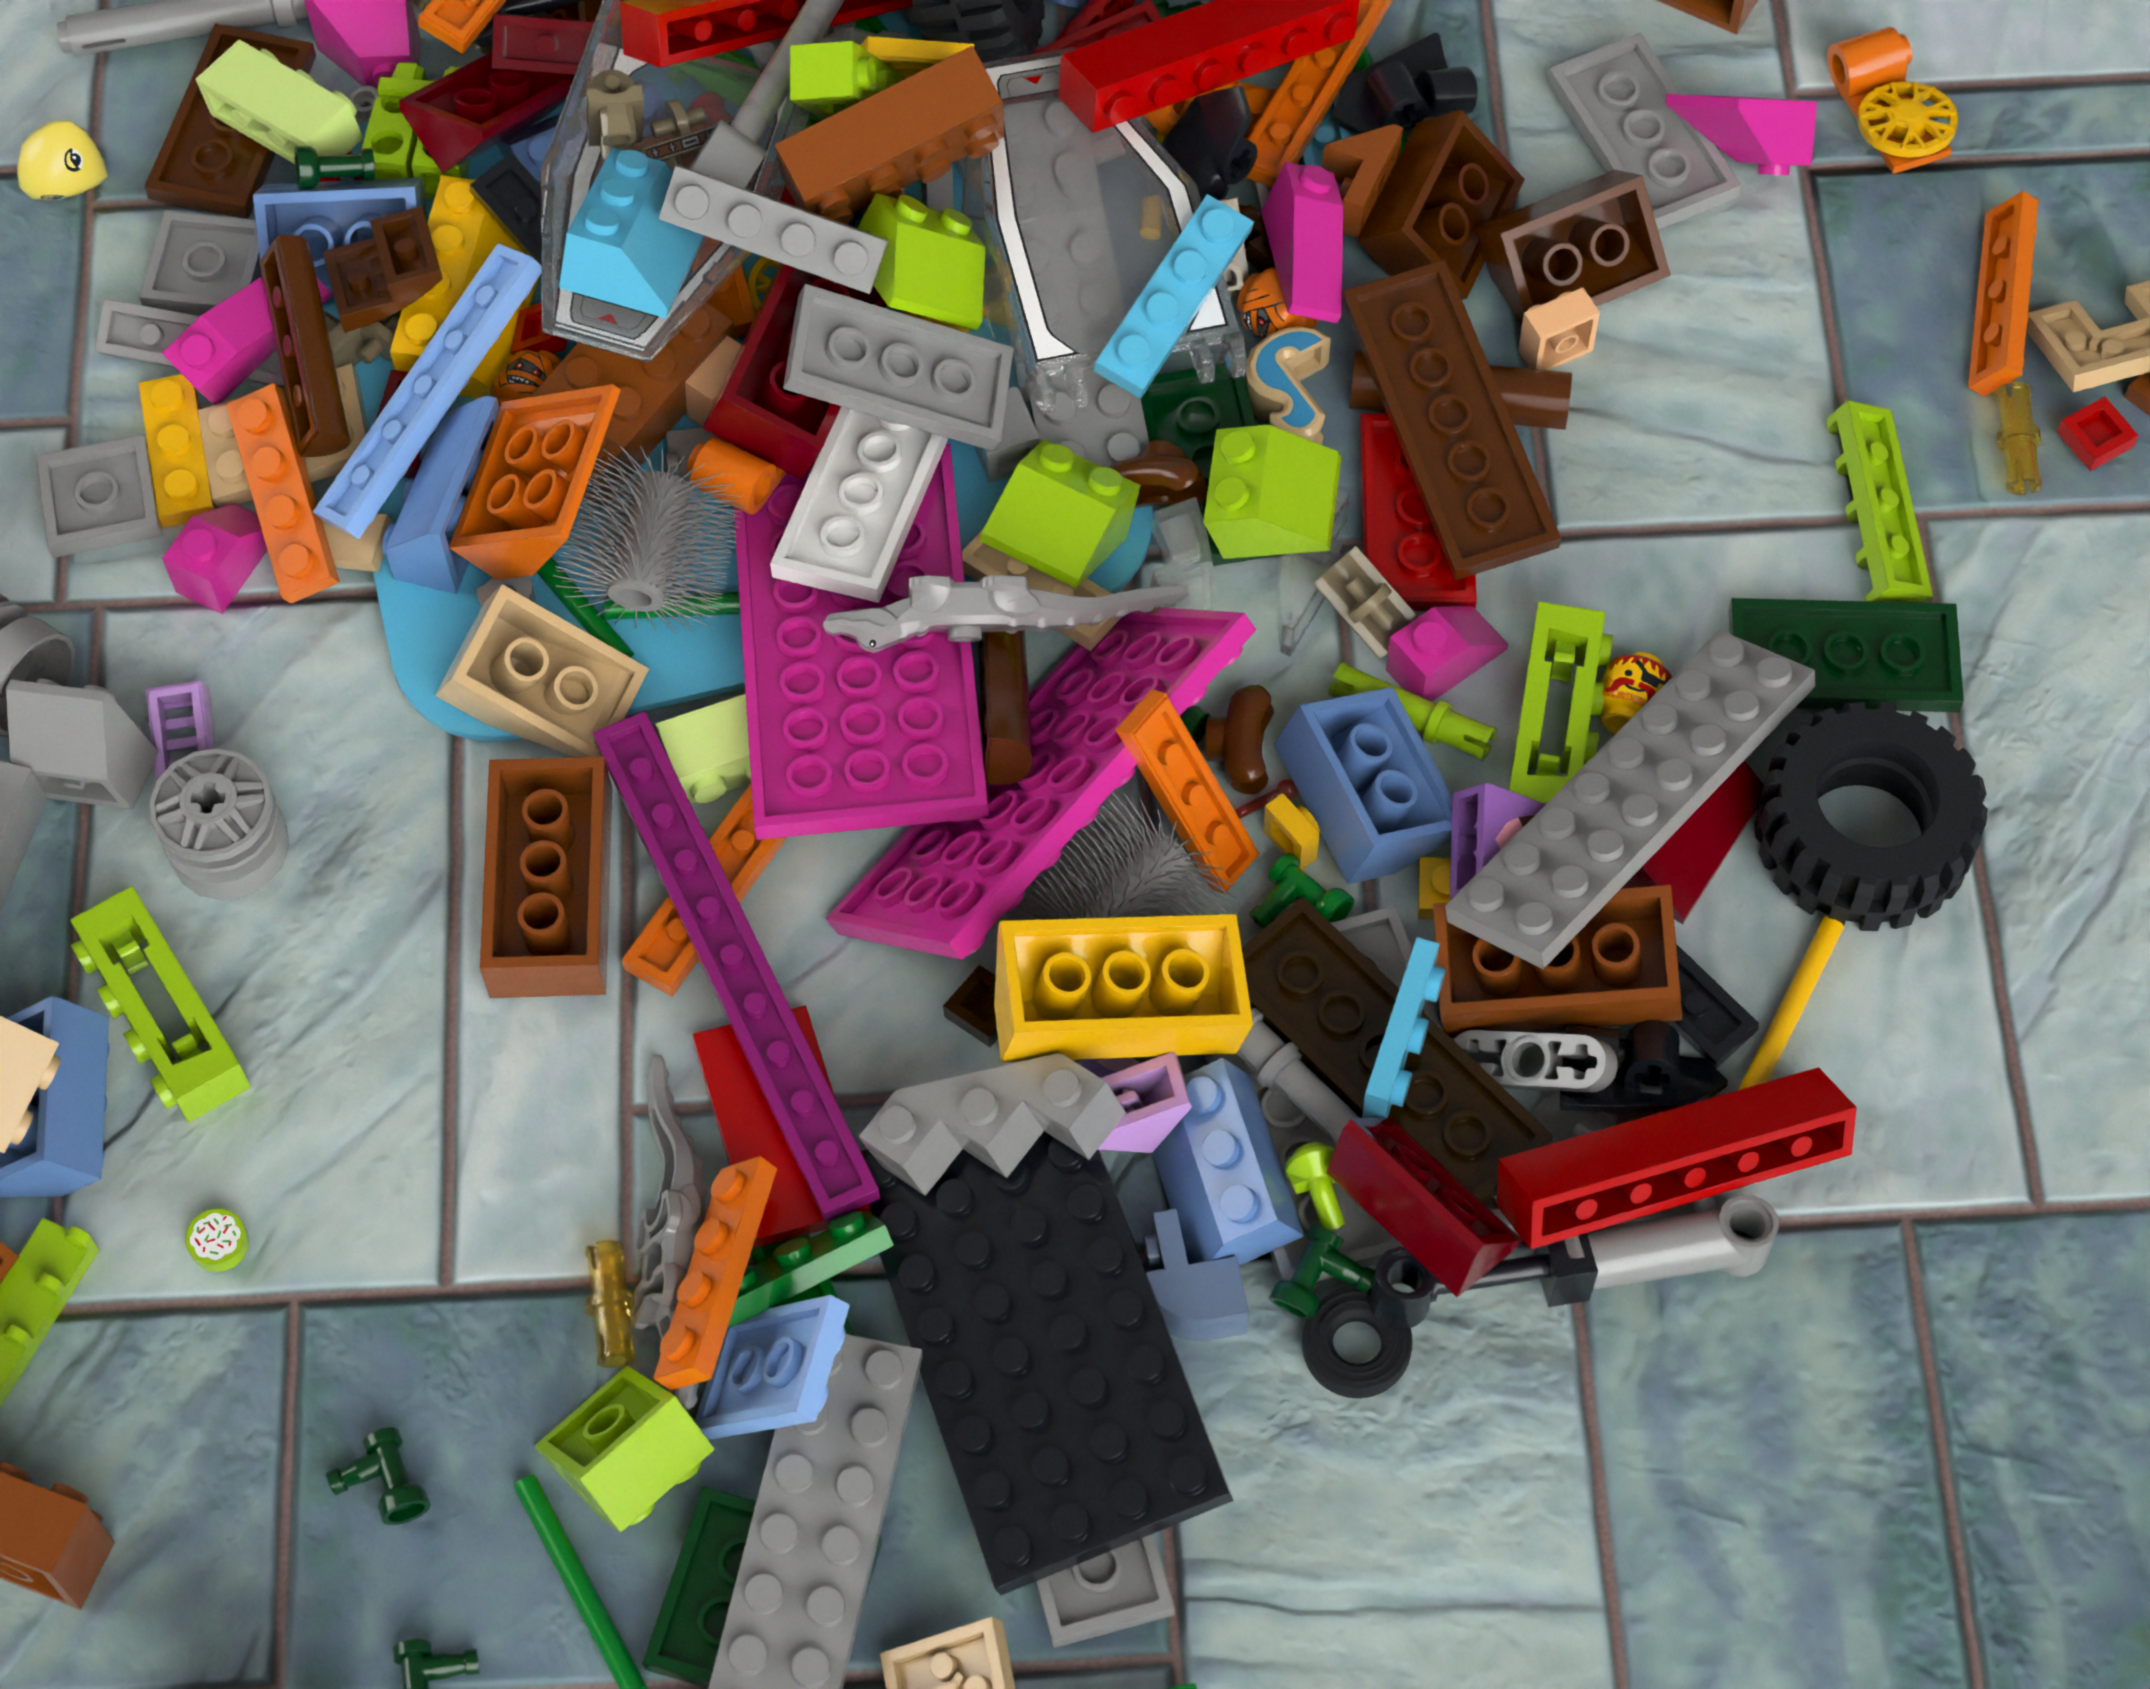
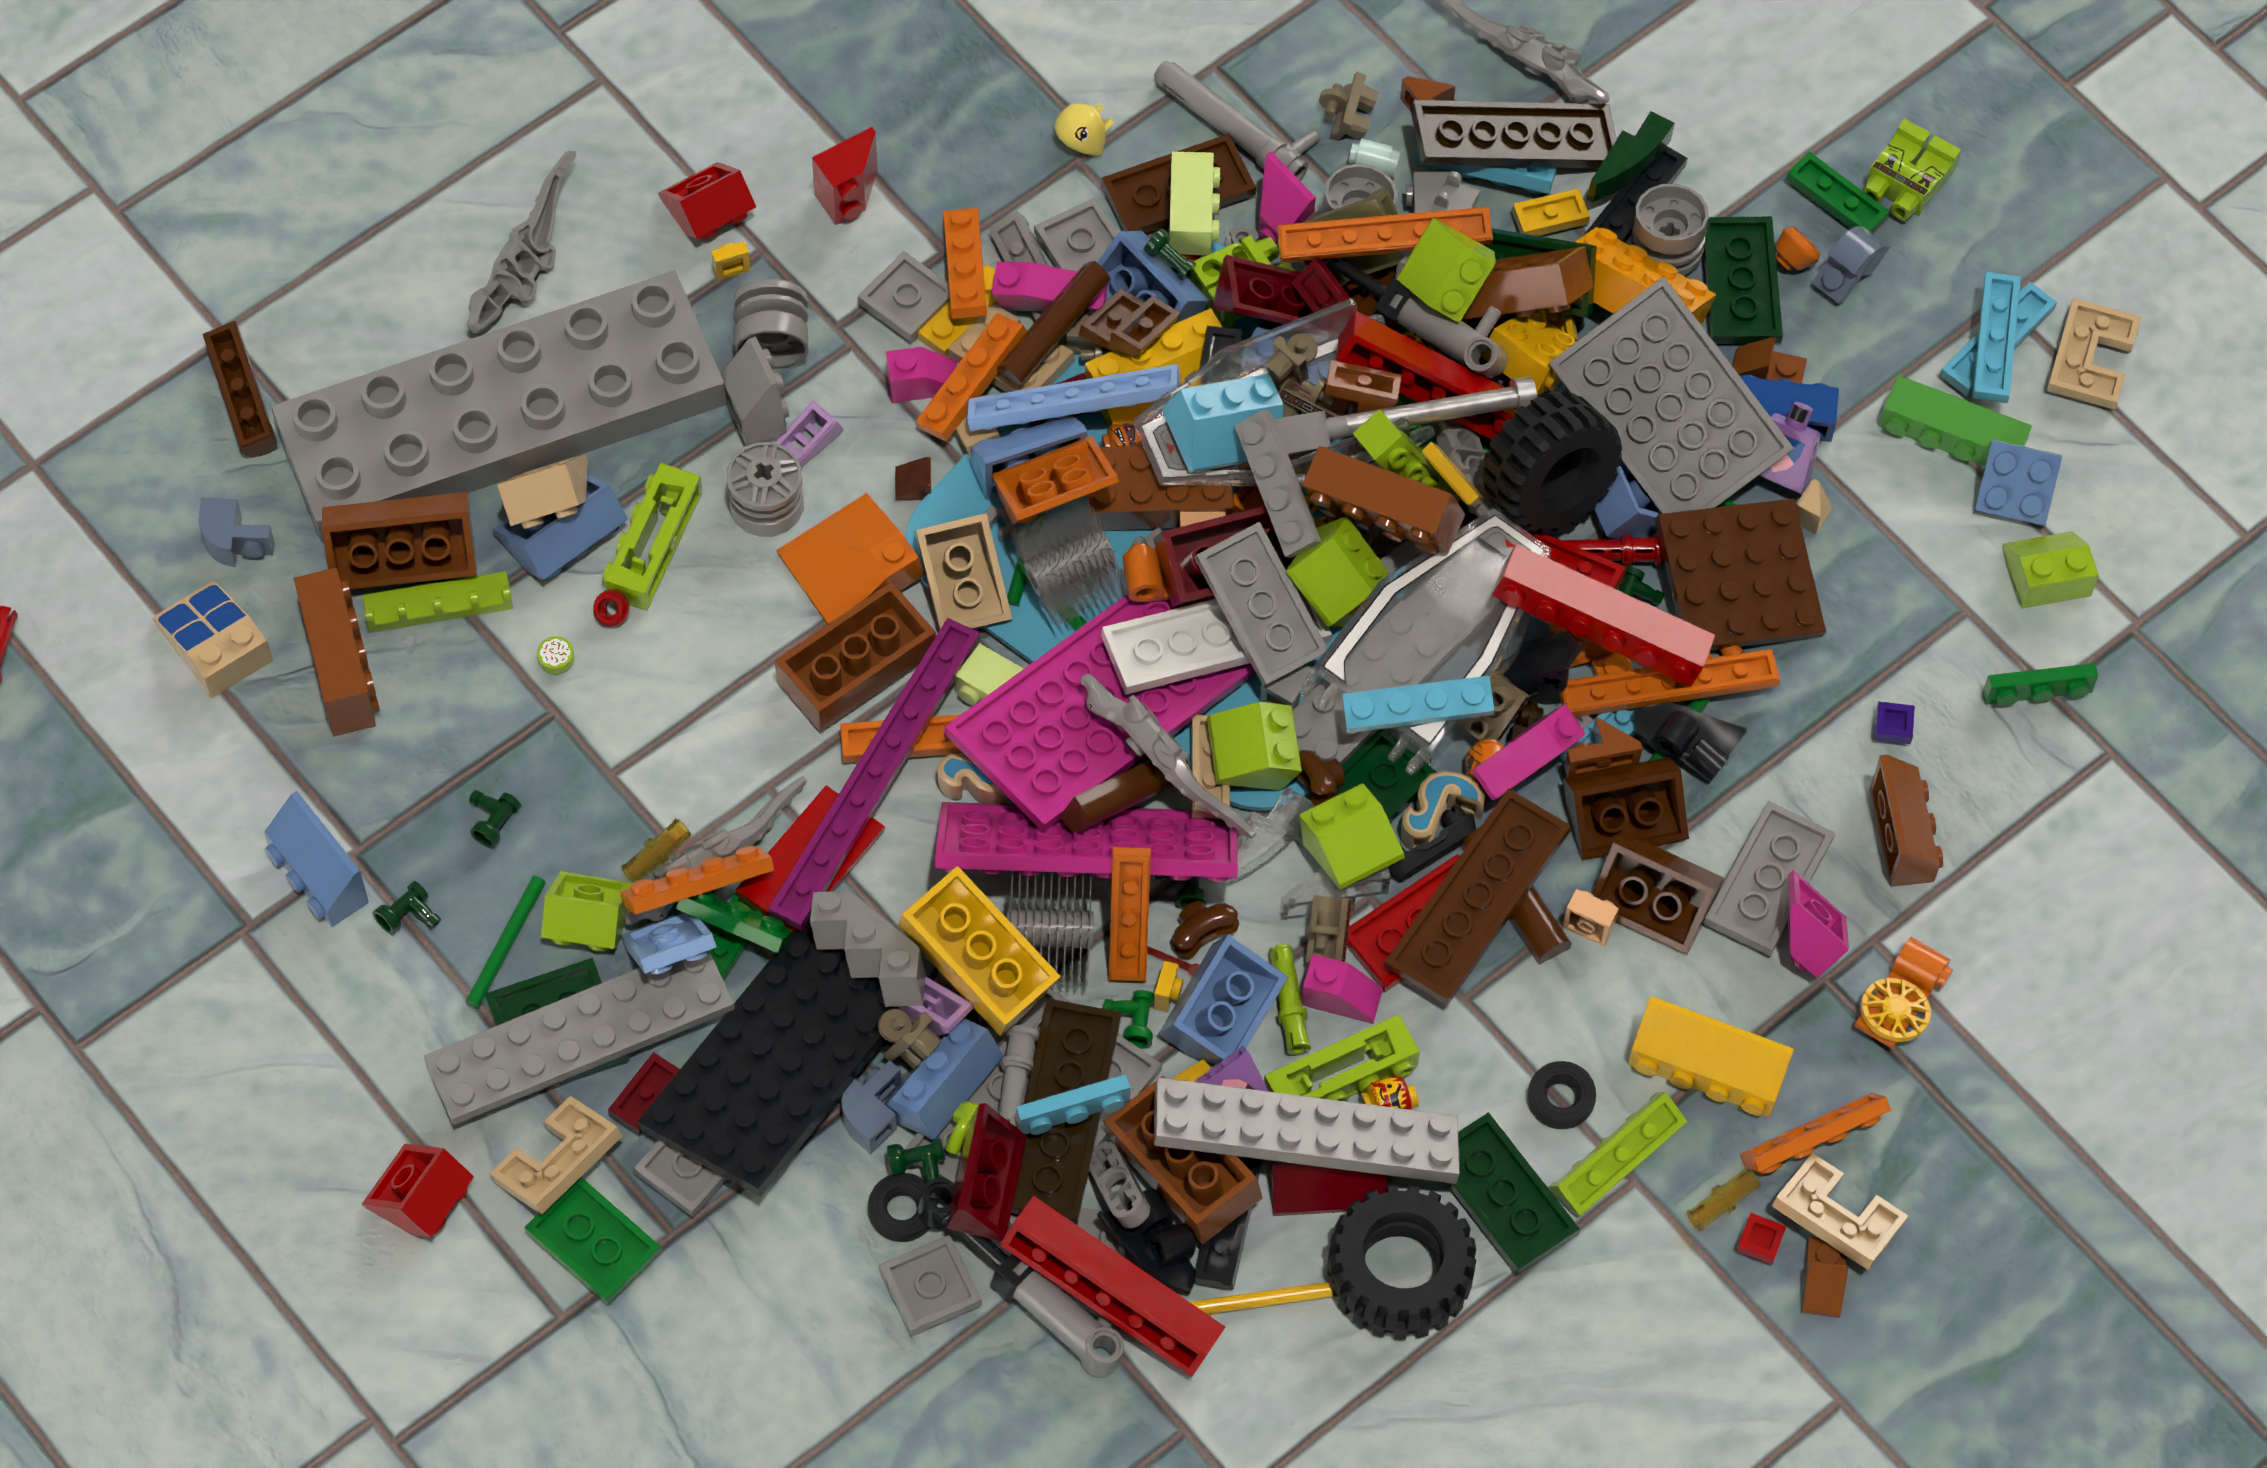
camera: 50 degrees right, 0 degrees up
(119, 400) = (965, 263): none -> orange plate
(218, 1142) = (601, 611): none -> red plate
(355, 654) = (913, 479): none -> copper slope
(404, 796) = (850, 558): none -> orange slope
(719, 67) = (1367, 386): none -> dark orange slope
(813, 865) = (960, 773): none -> tan animal
(950, 1553) = (642, 1091): none -> dark red plate
(1150, 1162) = (911, 1040): none -> dark tan hips
(1334, 389) = (1426, 853): none -> black piece
(1496, 1380) = (930, 1285): none -> light grey plate
(1753, 543) = (1566, 1073): none -> black tyre
(1838, 327) = (1710, 1057): none -> yellow slope

